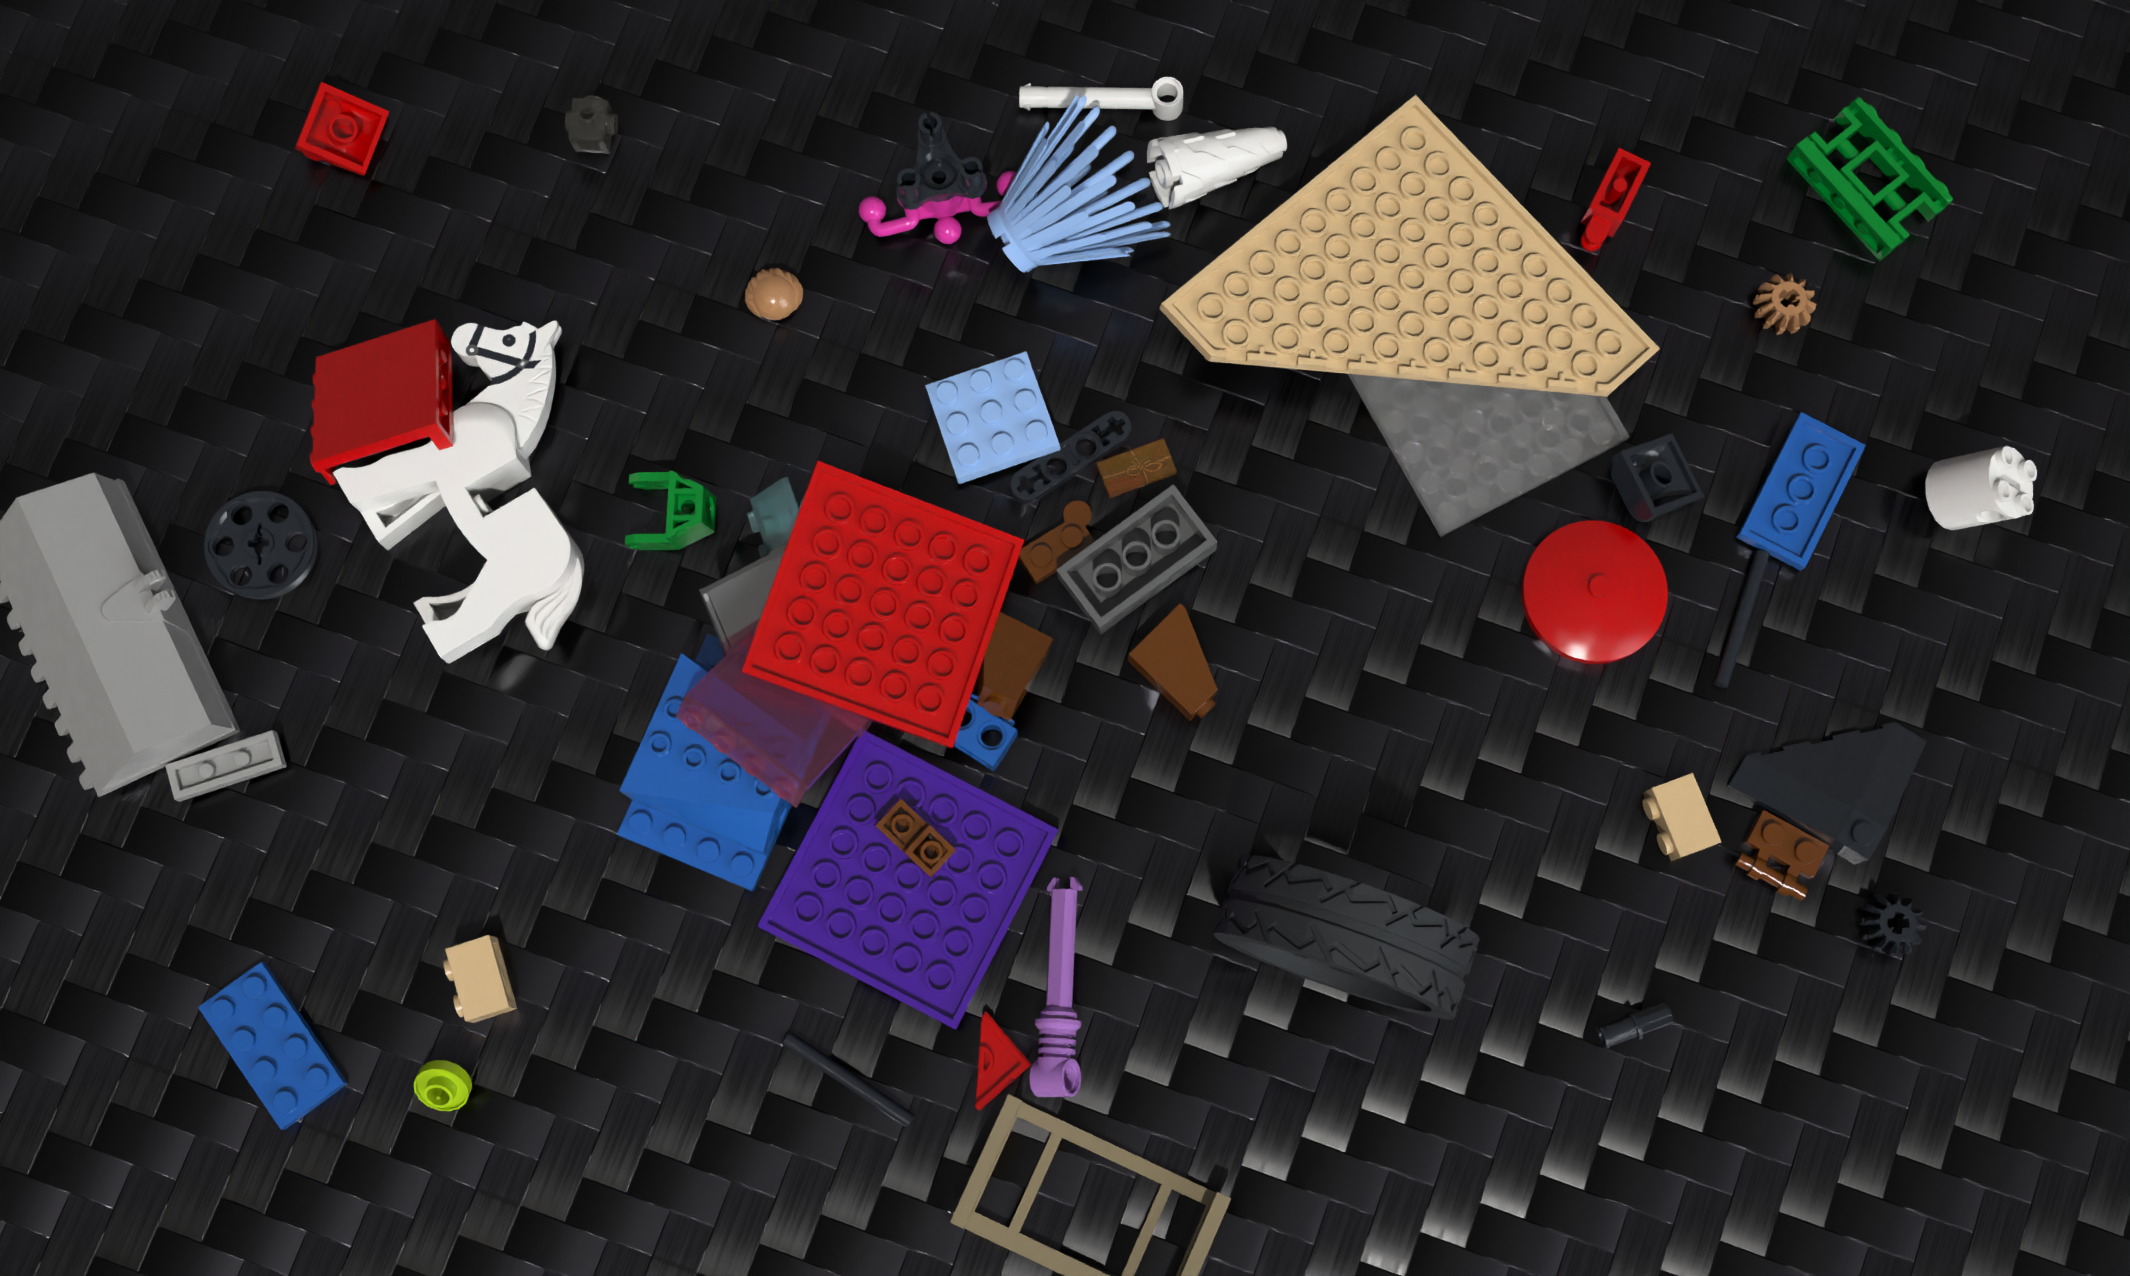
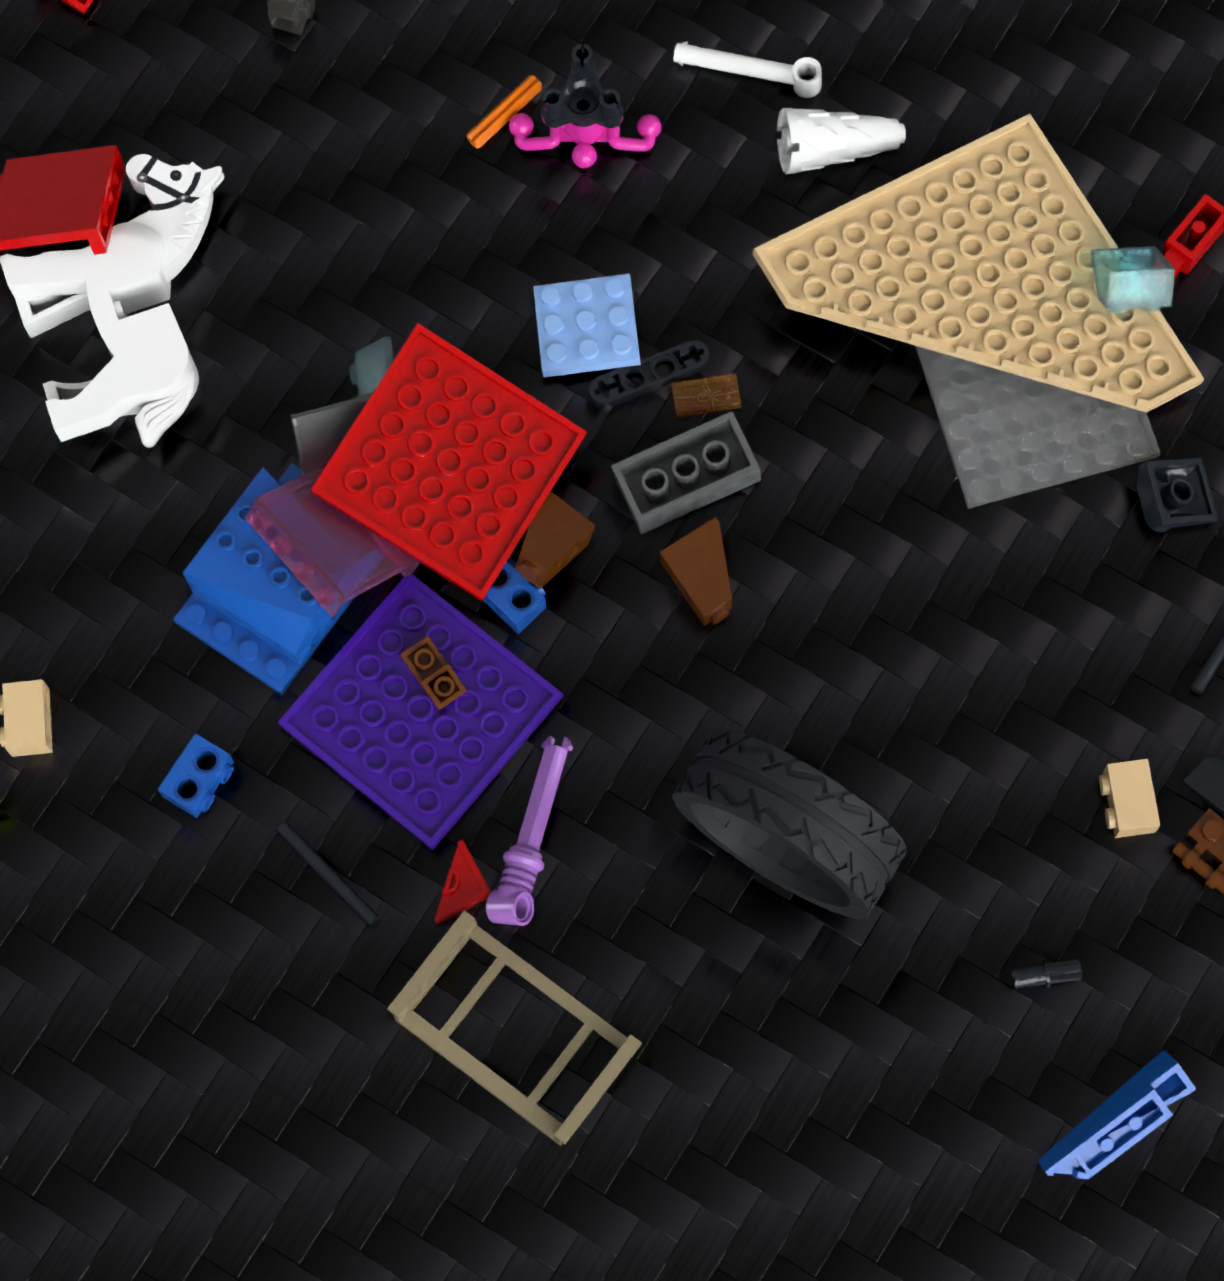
camera: 20 degrees right, 5 degrees down
(673, 1000) = (188, 772): none -> blue brick
(689, 511) = (298, 356): green piece -> none
(773, 294) = (417, 182): medium nougat hair -> none
(850, 197) = (504, 111): none -> orange axle
(1056, 222) = (673, 140): light blue plant -> none
(1059, 545) = (617, 447): reddish brown hinge -> none
(1565, 255) = (1132, 278): none -> clear light blue slope
(1594, 592) = (1097, 585): red dish -> none
(1745, 1166) = (1120, 1120): none -> blue wedge

